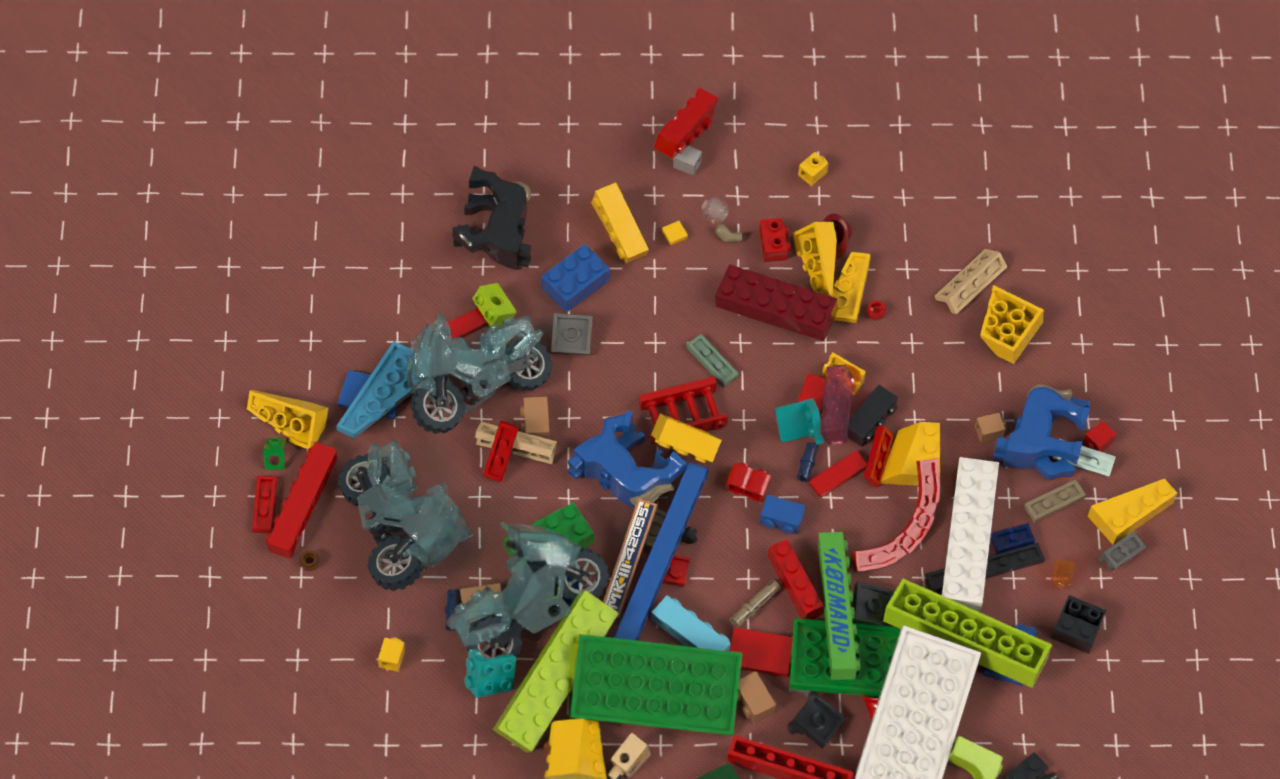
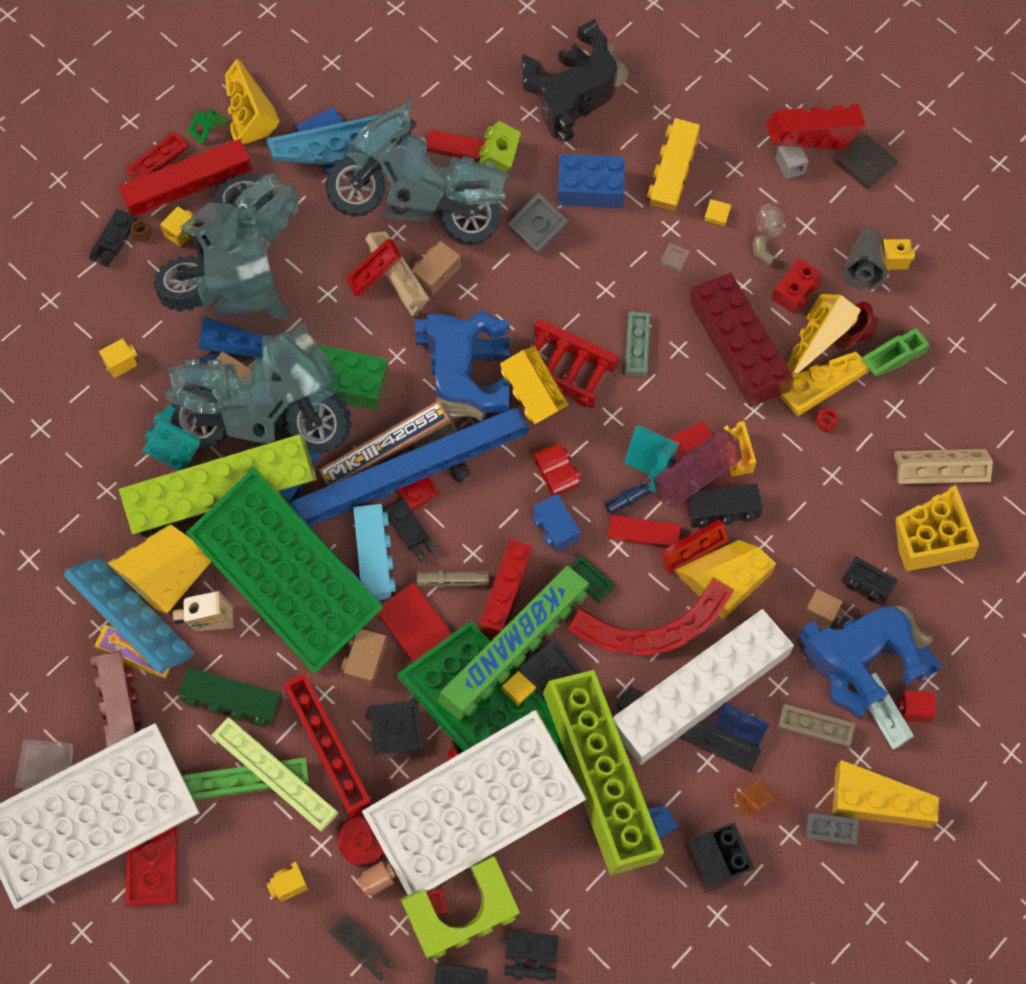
camera: 45 degrees right, 5 degrees up
(294, 579) = (113, 237): none -> black hinge
(335, 535) = (172, 226): none -> yellow brick
(452, 579) = (229, 339): none -> blue wing
(678, 285) = (674, 257): none -> clear tile
(698, 597) = (410, 529): none -> black hinge
(733, 122) = (866, 162): none -> clear smoke tile
(801, 187) = (866, 261): none -> dark grey cone
(847, 527) = (599, 584): none -> dark green tile
(866, 631) = (518, 688): none -> yellow tile
(876, 232) = (896, 353): none -> bright green slope
(999, 388) = (869, 581): none -> black bracket

